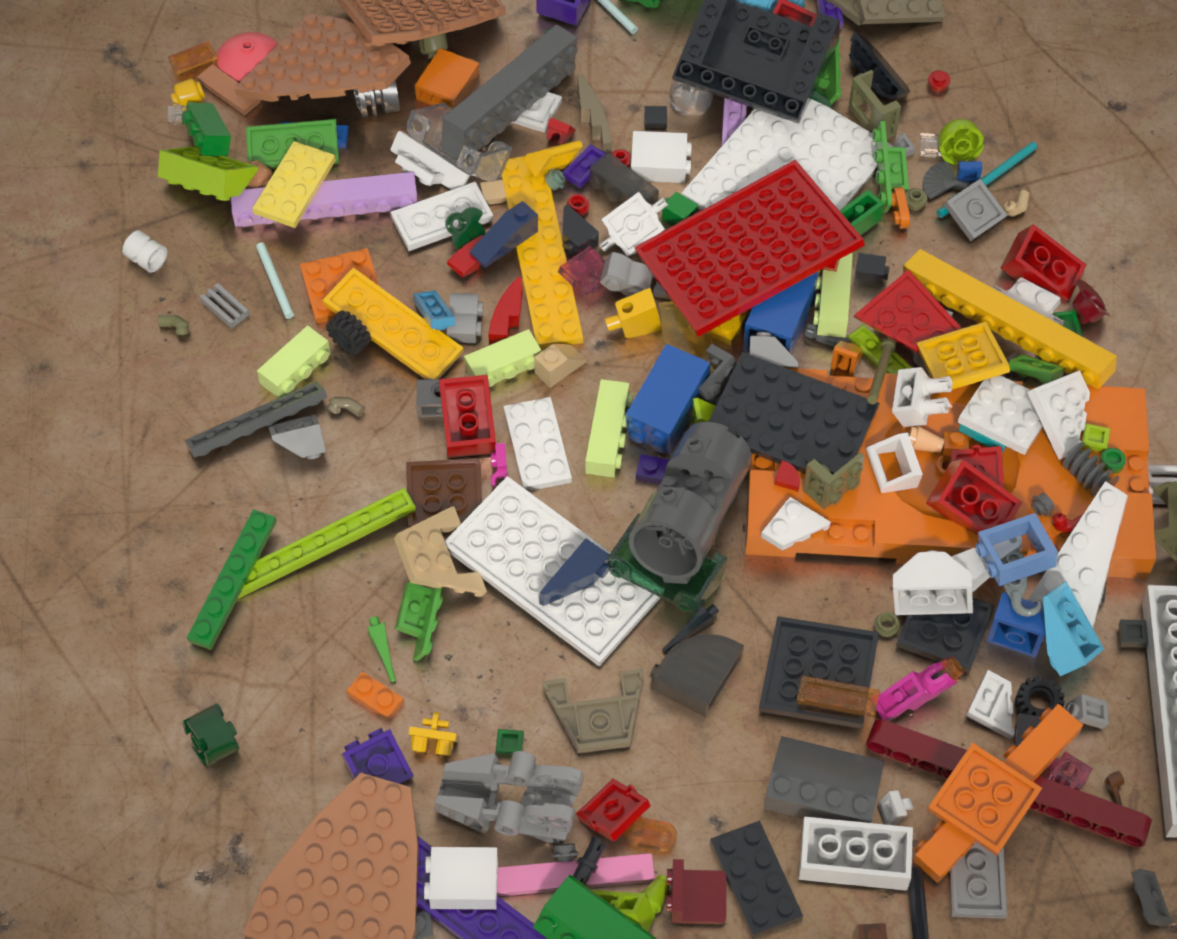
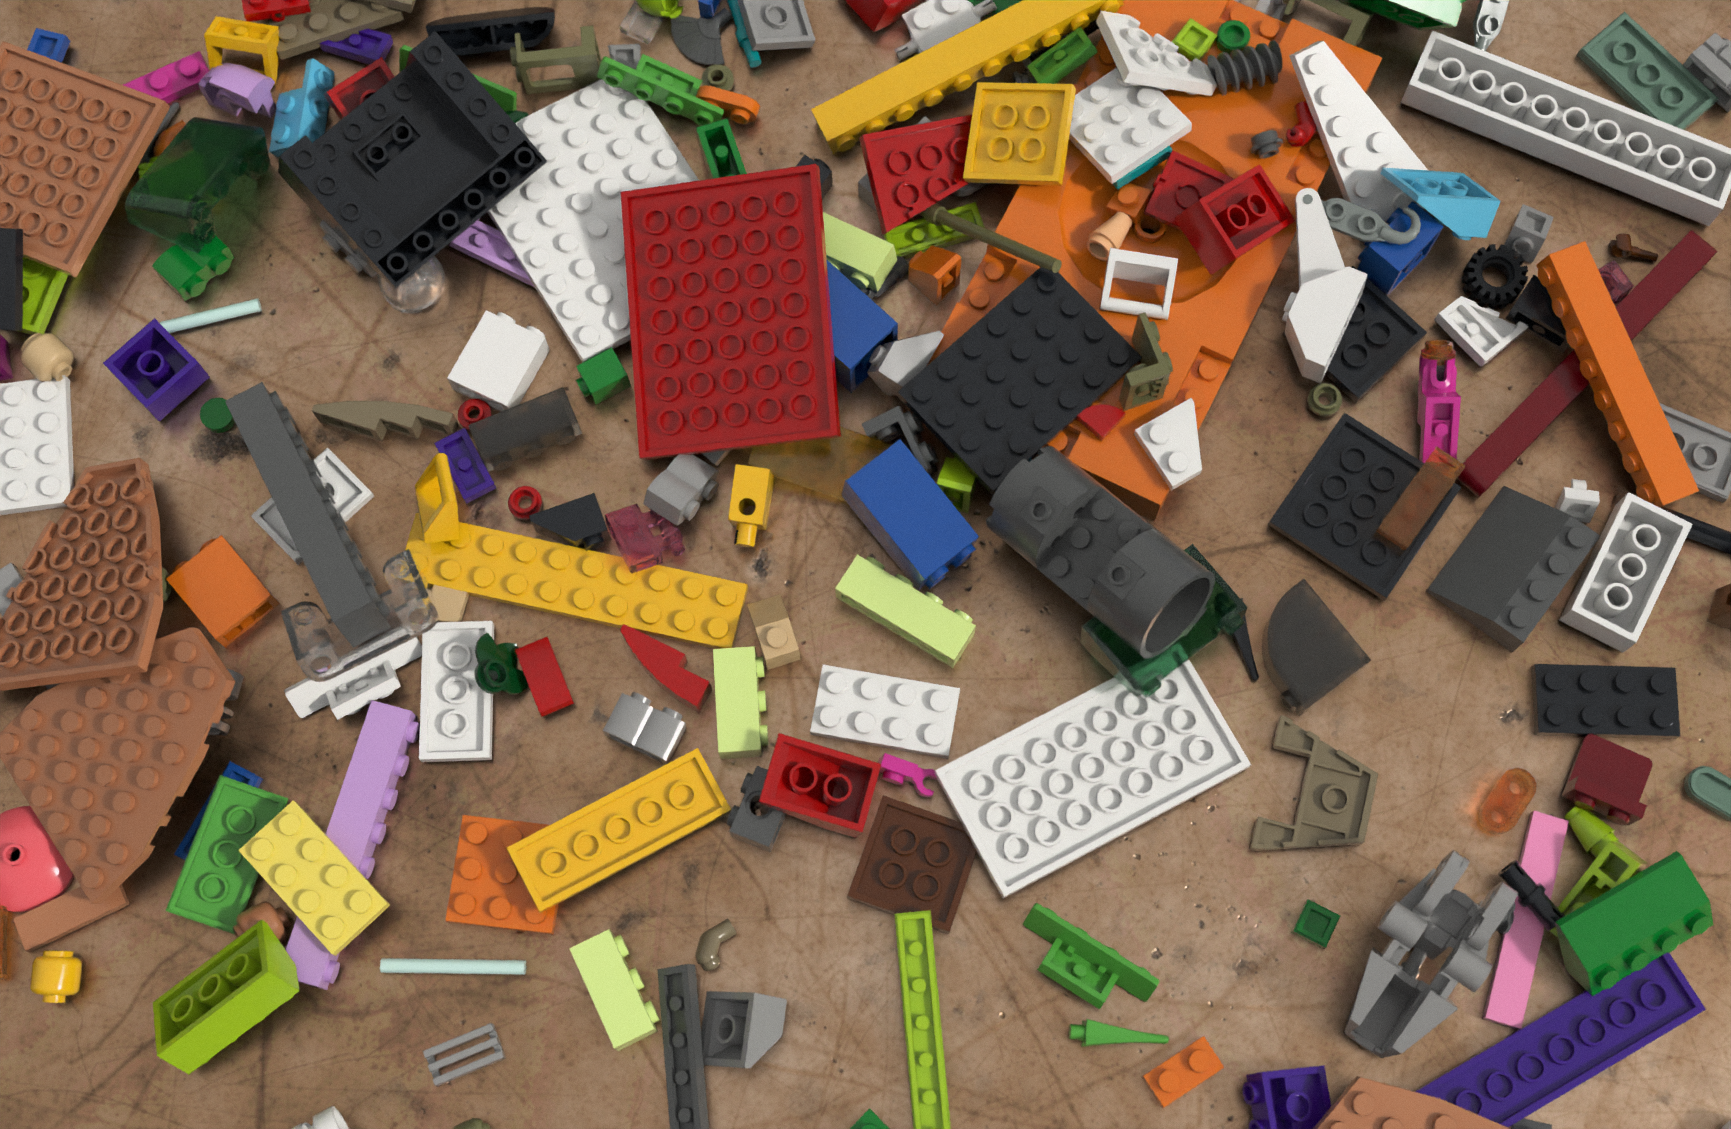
camera: 65 degrees left, 15 degrees up
(174, 113) = (86, 998): clear cone -> none
(206, 129) = (145, 970): green brick -> none
(348, 332) = (605, 895): black tyre -> none
(428, 558) = (1023, 923): tan wing -> none
(434, 310) = (622, 763): dark azure plate -> none
(445, 739) = (1272, 1016): yellow hips -> none
(462, 878) = (1504, 1058): white brick -> none
(506, 234) = (544, 619): dark blue slope -> none
(555, 179) = (470, 514): sand green plate -> none
(559, 128) = (387, 470): red tile -> none
(578, 572) = (1121, 732): dark blue slope -> none
(613, 809) = (1469, 827): red plate -> none
(633, 223) = (603, 443): white plate -> none
(651, 469) = (992, 573): dark purple plate -> none
(655, 117) = (424, 340): black tile -> none
(913, 396) = (1057, 217): white brick -> none
(984, 799) = (1637, 394): orange plate -> none
(1043, 560) = (1337, 169): medium blue window -> none
(1133, 633) = (1445, 133): pearl dark grey plate -> none

